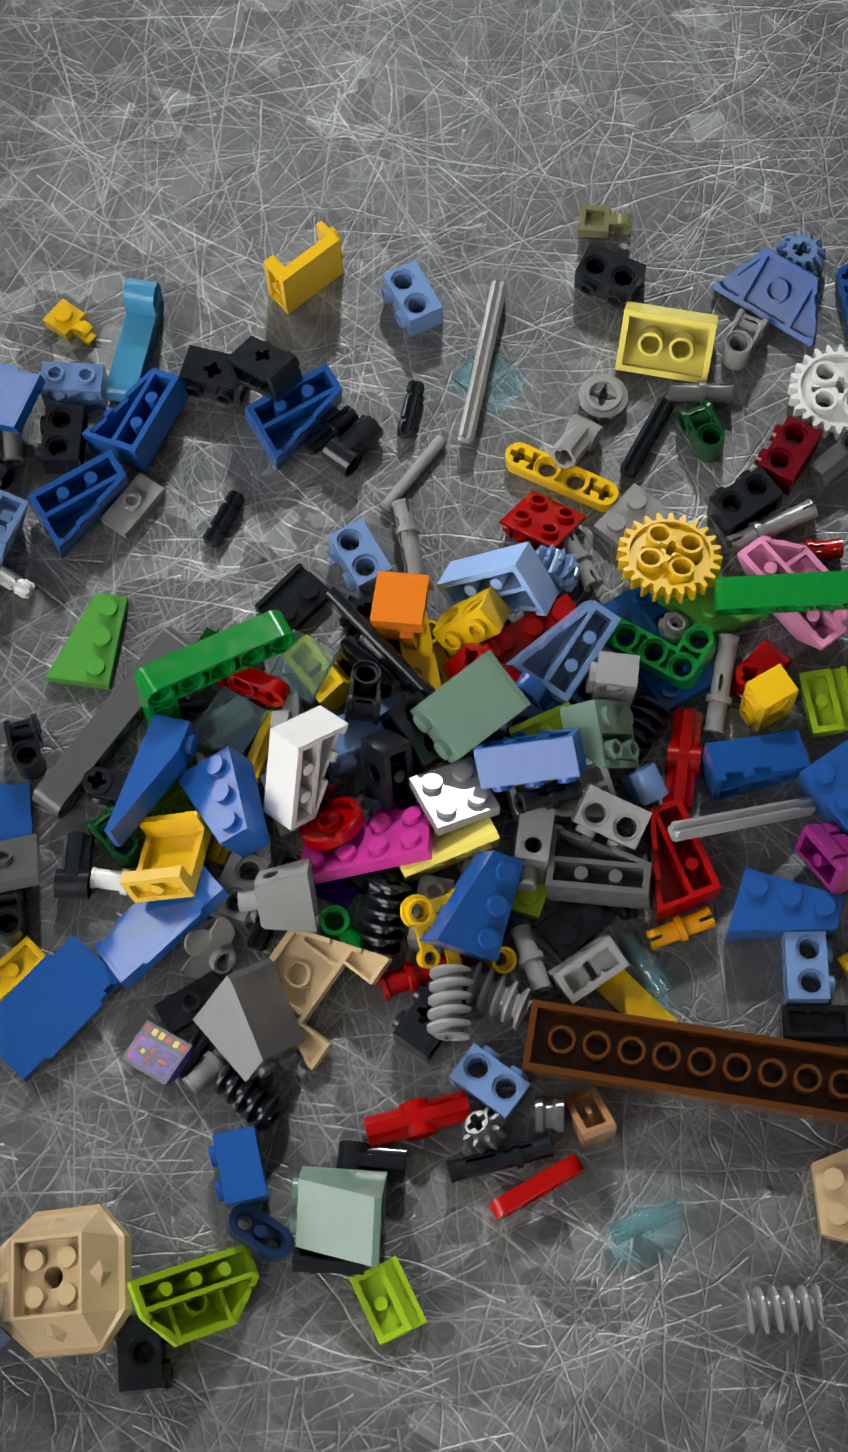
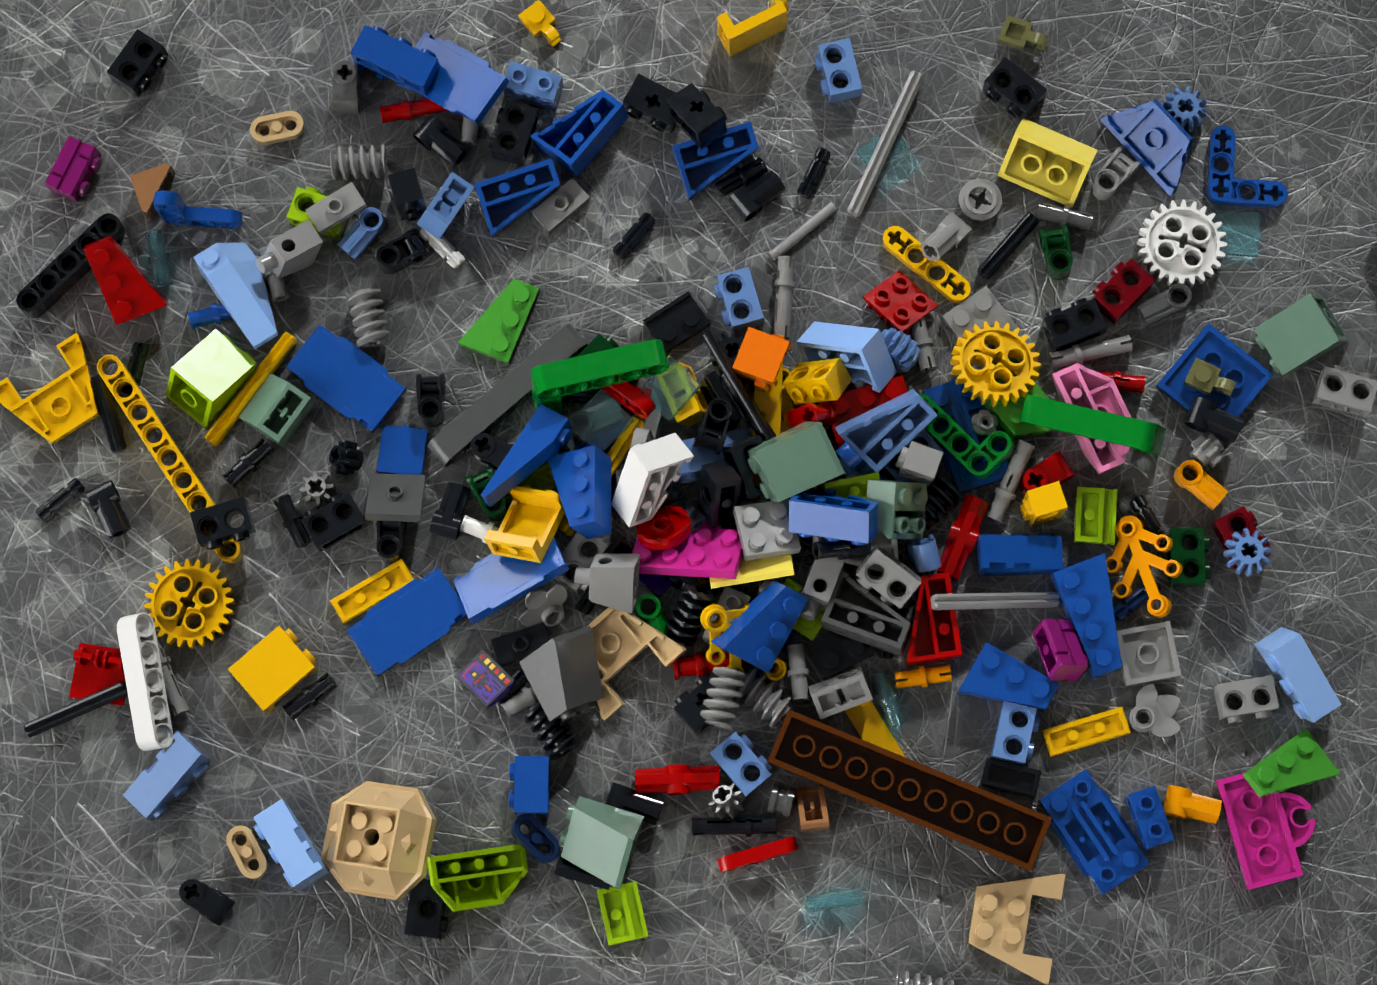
camera: 15 degrees right, 10 degrees up
(137, 338) = (605, 32): dark azure beam -> none

